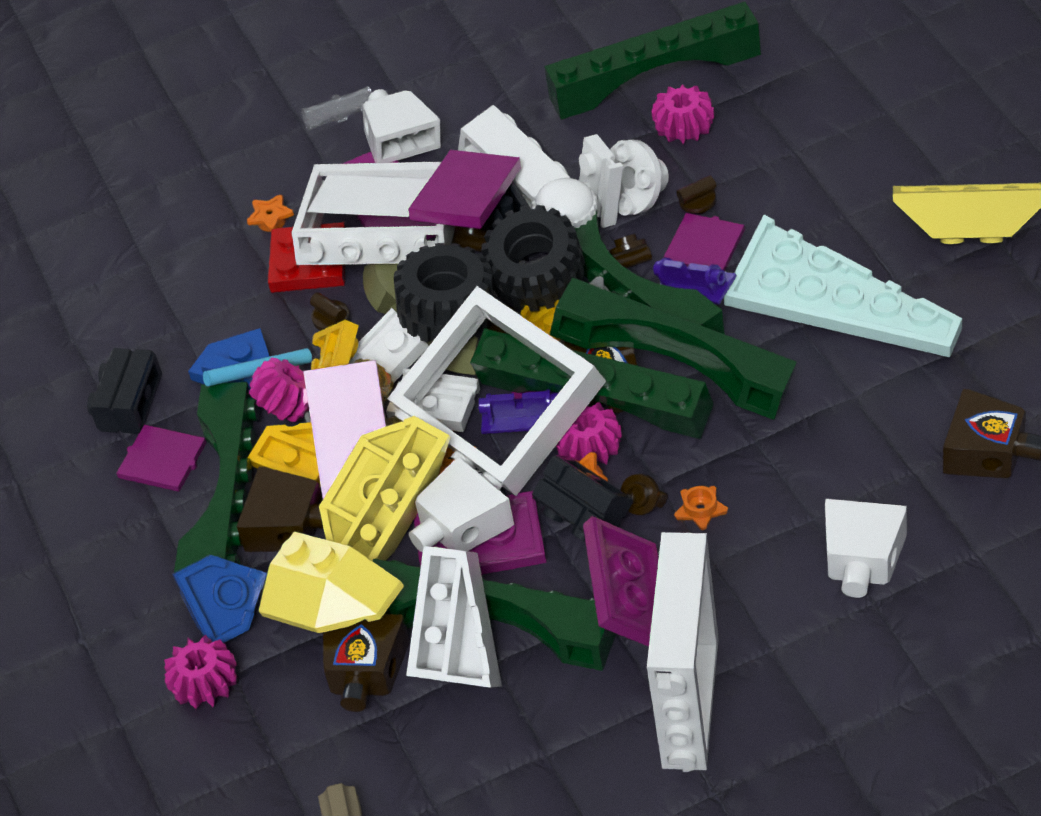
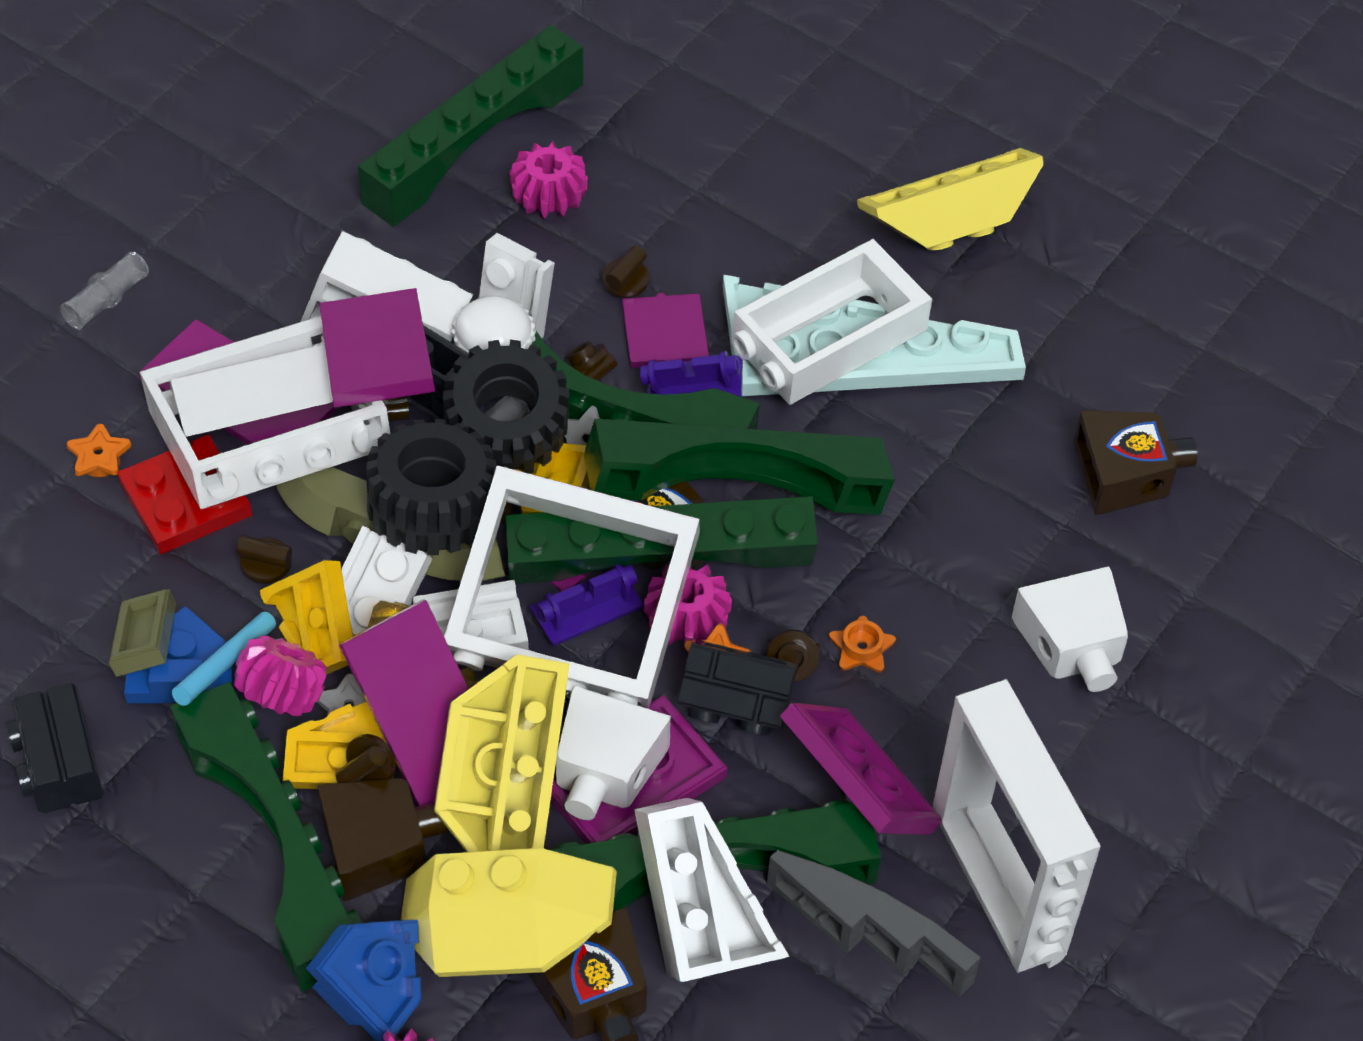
camera: 40 degrees left, 5 degrees up
(161, 458) = (154, 819): magenta piece -> none
(219, 334) = (143, 632): none -> olive tile
(300, 461) = (367, 760): none -> dark brown plate
(399, 126) = (204, 291): white torso -> none
(569, 684) = (856, 912): none -> dark grey slope
(642, 176) = (571, 272): white plate -> none
(807, 248) = (858, 273): none -> white piece

